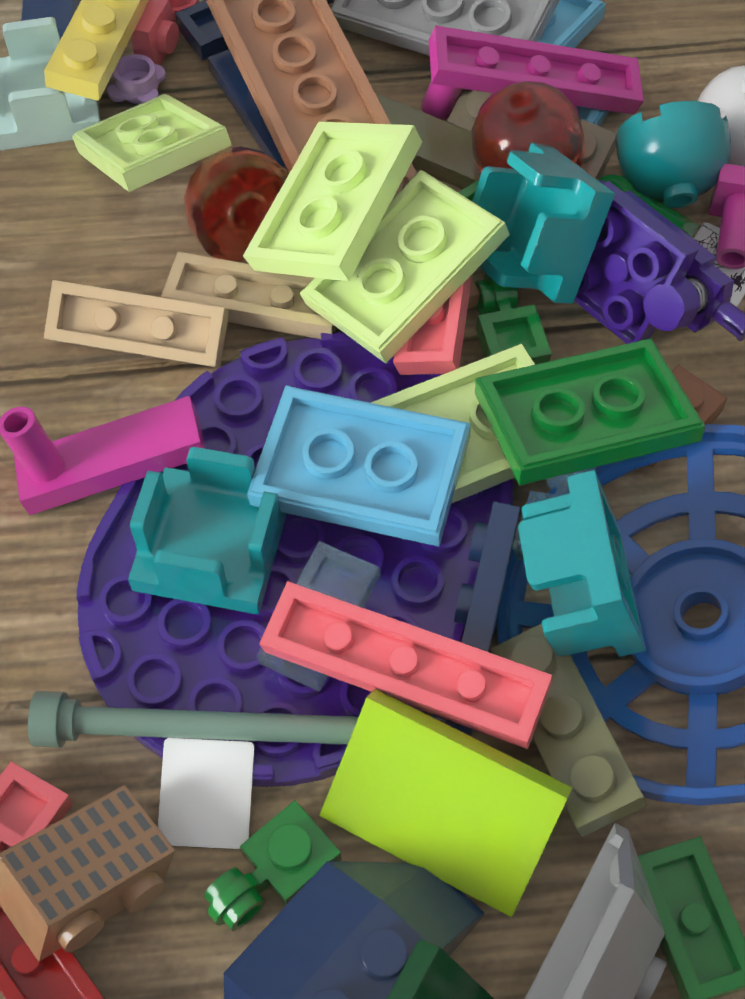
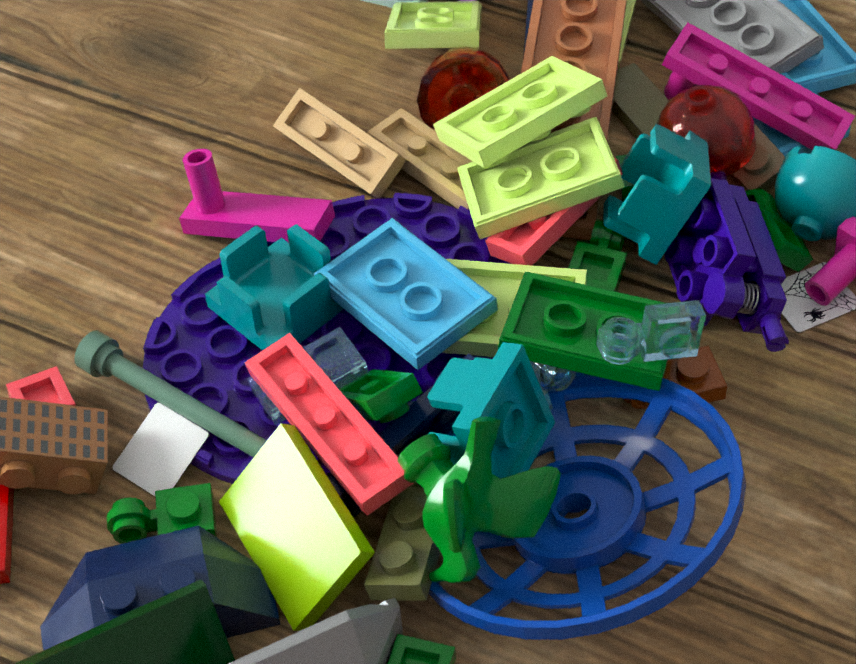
camera: 35 degrees right, 10 degrees down
(432, 596) = (382, 394): none -> green plate
(648, 682) = (472, 499): none -> green animal
(688, 377) = (663, 334): none -> clear light blue plate

